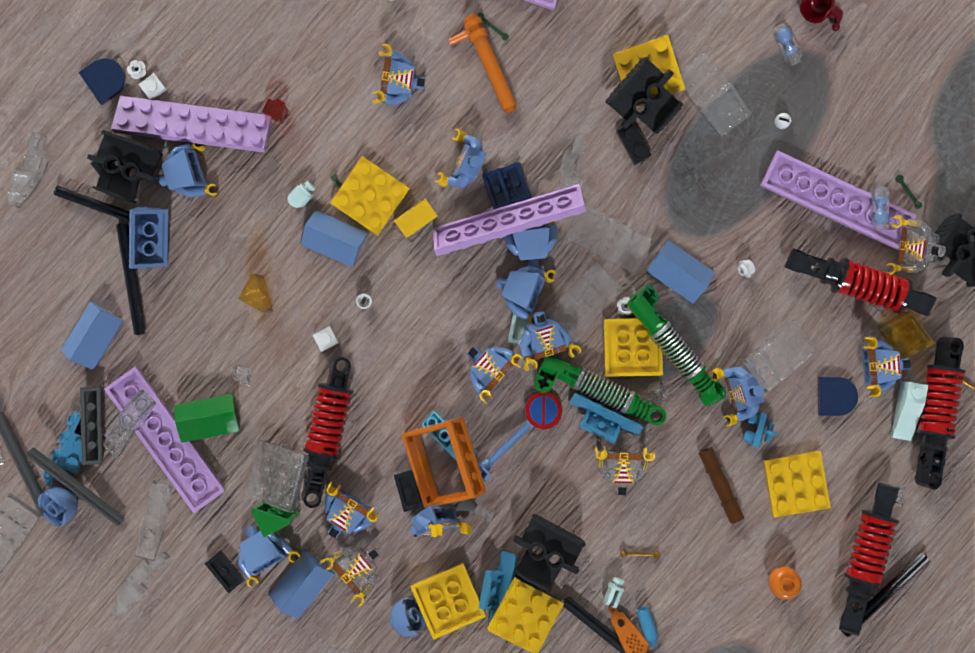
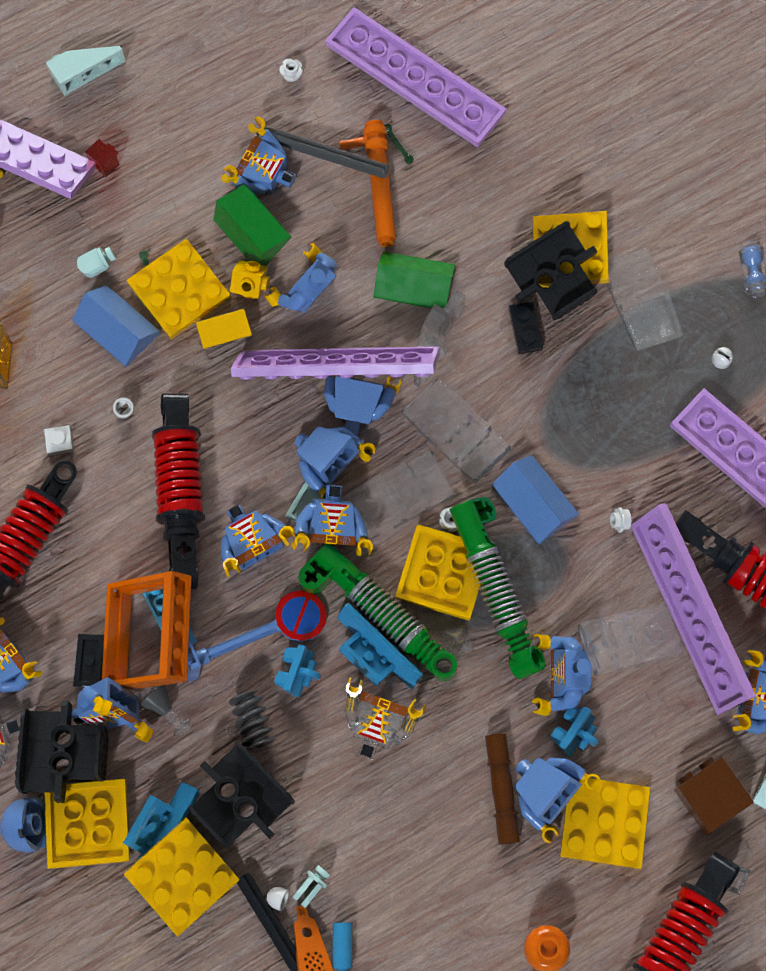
camera: 20 degrees right, 15 degrees down
(229, 42) = (81, 66): none -> light aqua slope
(400, 565) = (41, 752): none -> black piece
(407, 131) = (250, 225): none -> green slope
(421, 173) = (249, 279): none -> yellow brick
(426, 350) = (178, 483): none -> piece
(445, 53) = (330, 153): none -> dark grey axle
(507, 185) = (350, 326): dark blue slope -> none
(537, 496) = (251, 720): none -> flat silver piece
(541, 132) = (413, 280): none -> green slope
(558, 450) = (300, 672): none -> dark azure hips
(593, 606) = (277, 898): none -> white hinge
(655, 554) = (385, 855): pearl gold hinge -> none
(754, 476) = (547, 789): none -> medium blue torso
(816, 319) = (692, 610): none -> lavender plate
(836, 396) = (692, 721): dark blue tile -> none
(866, 444) = (712, 794): none -> reddish brown brick

